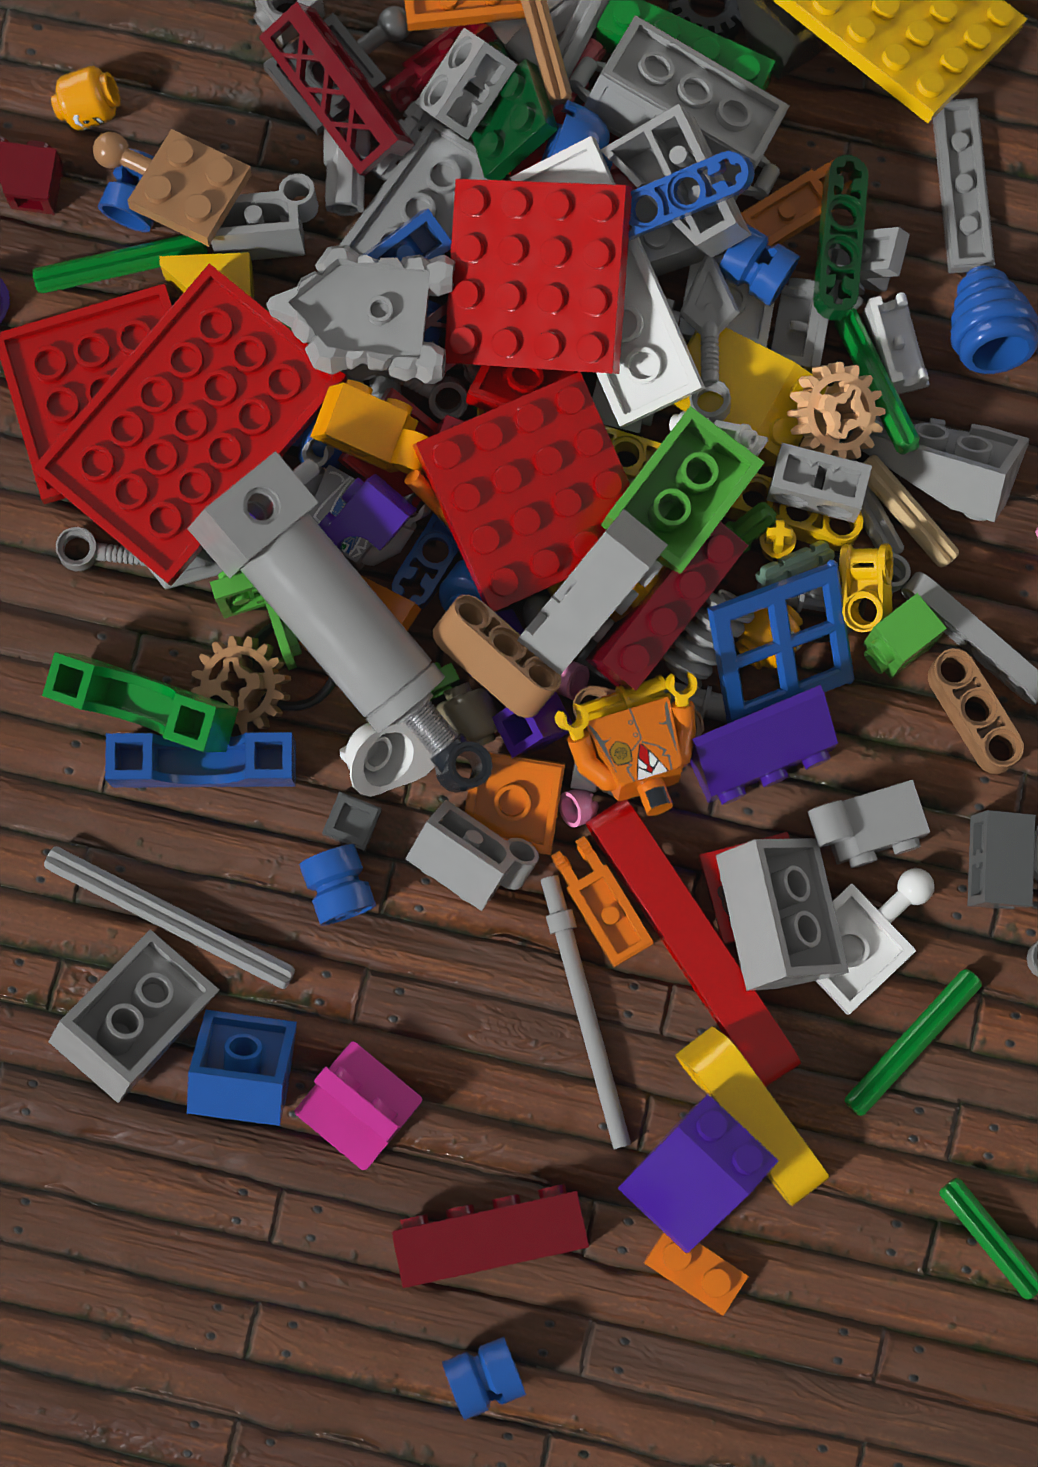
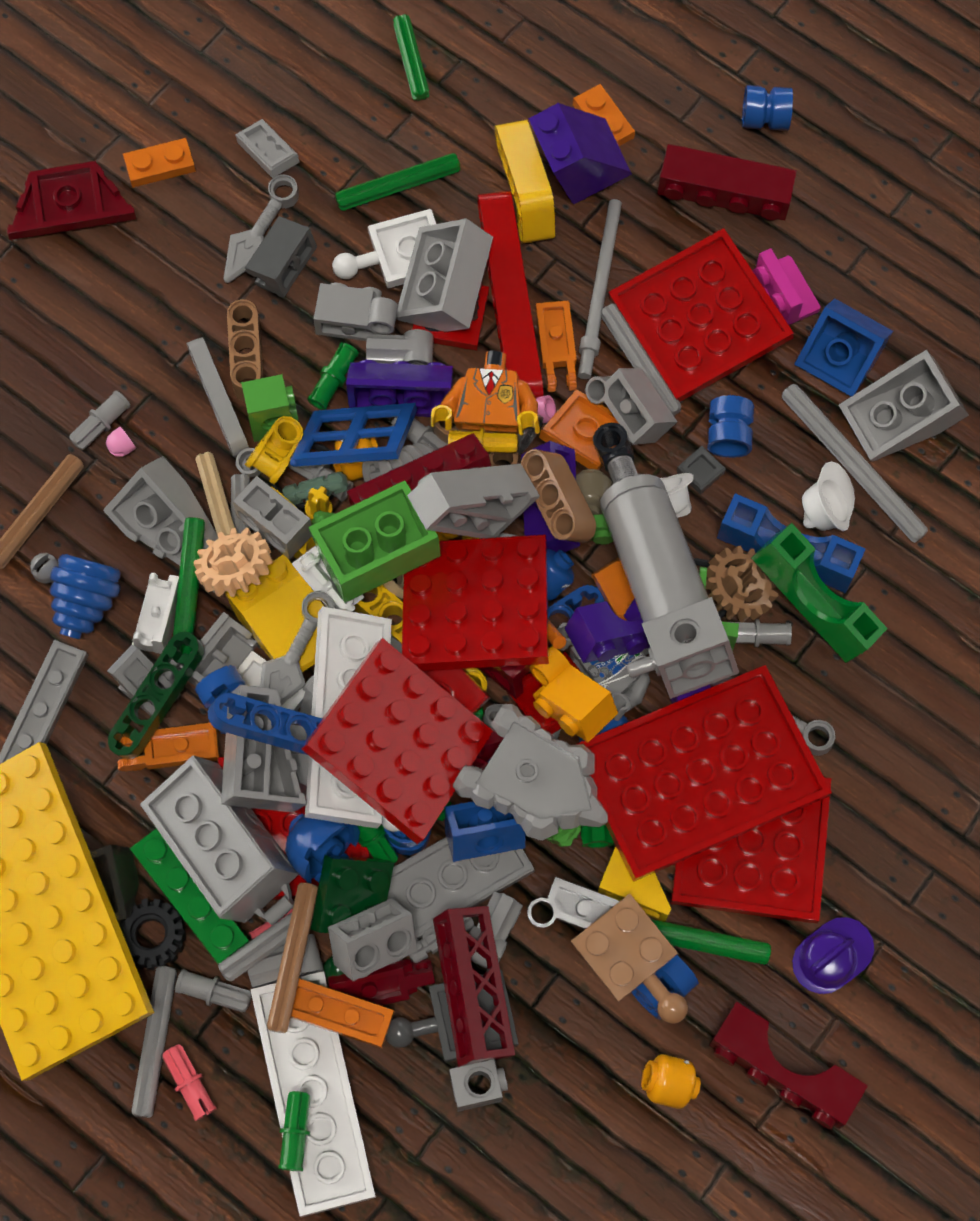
camera: 155 degrees left, 10 degrees down
(174, 842) = (829, 500): none -> white piece
(198, 640) = (764, 633): none -> light grey axle
(440, 1023) = (701, 315): none -> red plate
(490, 933) = (637, 354): none -> light grey axle
(779, 806) = (412, 347): none -> light grey piece
(853, 731) = (332, 376): none -> green pin

